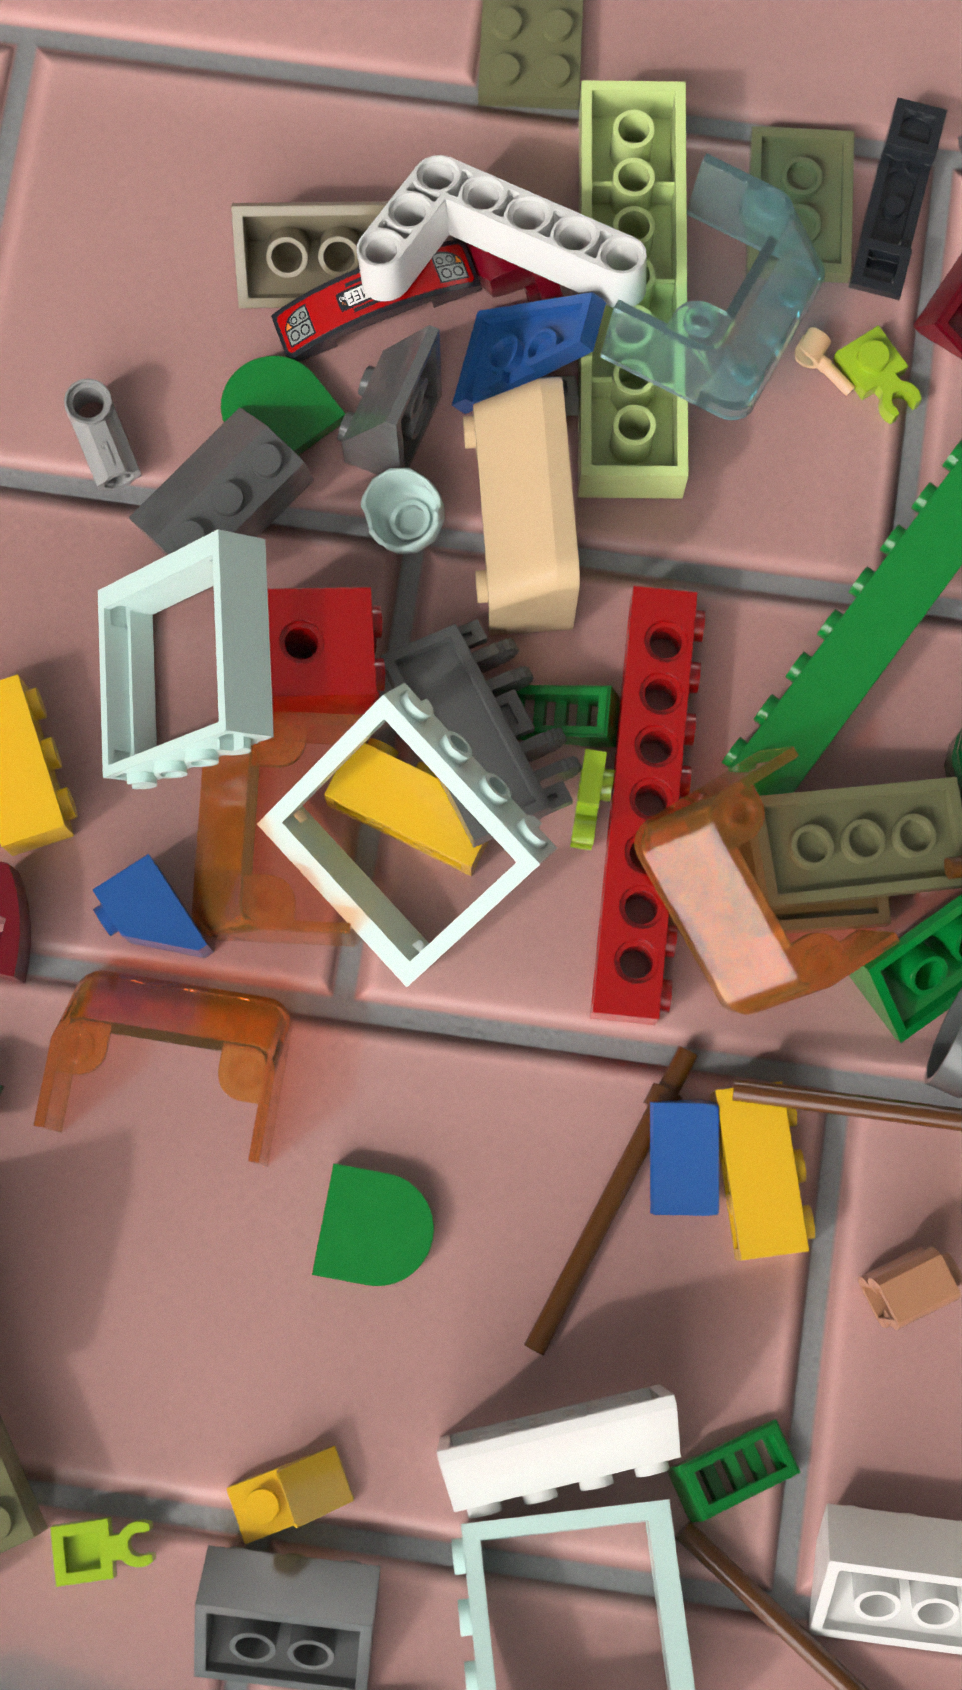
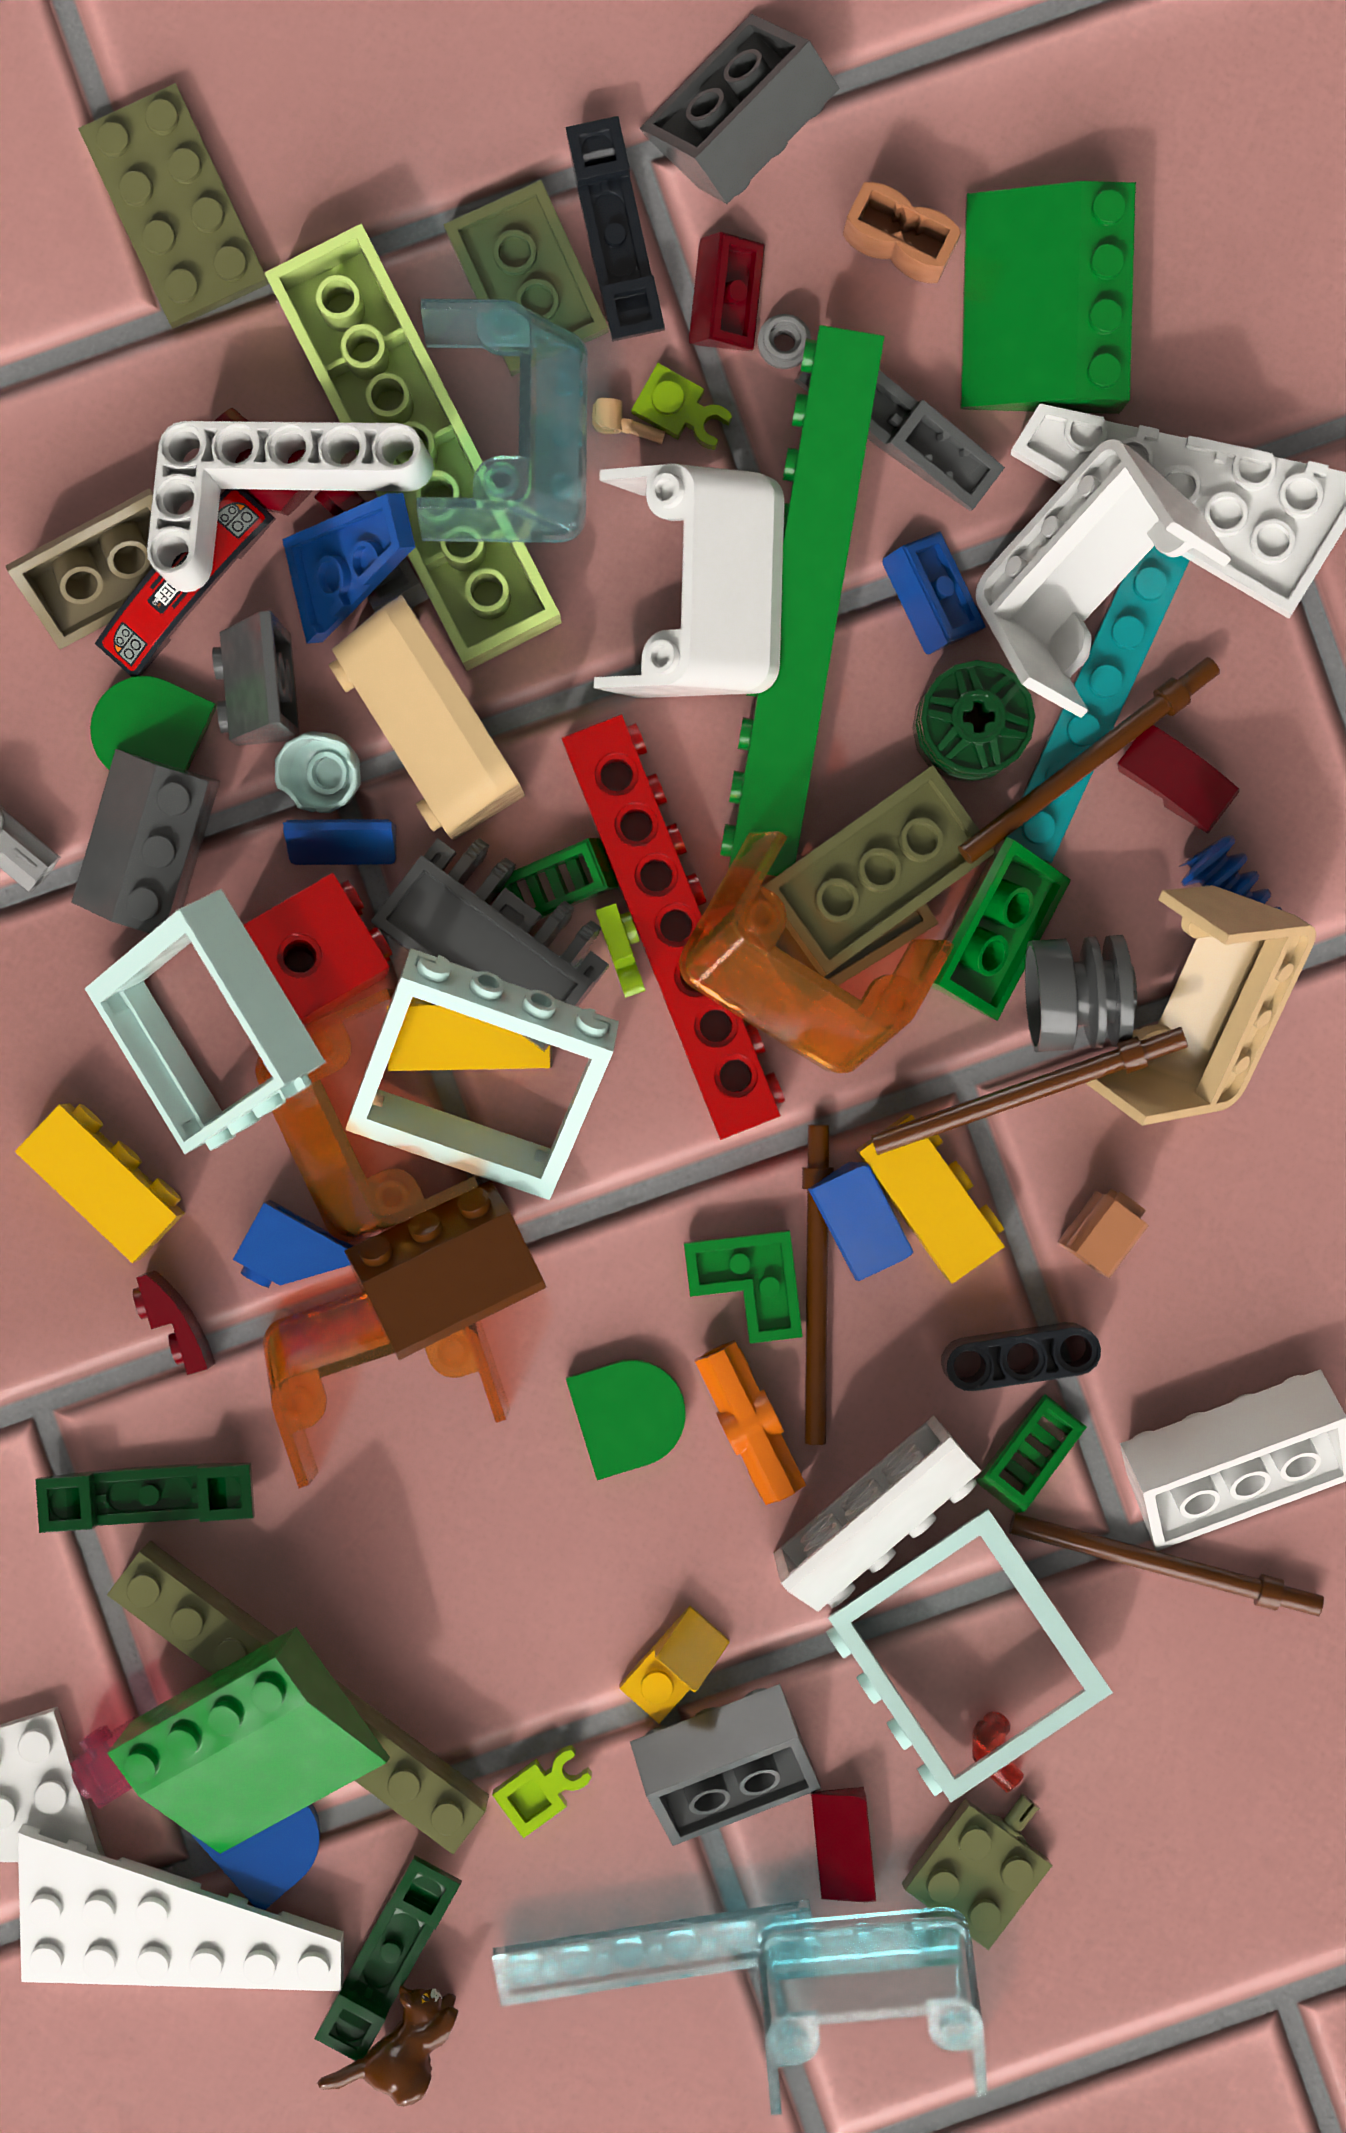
camera: 25 degrees left, 10 degrees up
(278, 995) = (445, 1269): none -> reddish brown slope
(393, 581) = (341, 841): none -> blue slope
(483, 1296) = (750, 1422): none -> orange piece
(567, 1158) = (761, 1269): none -> green plate
(798, 1373) = (1046, 1360): none -> black beam
(850, 527) = (728, 582): none -> white windscreen

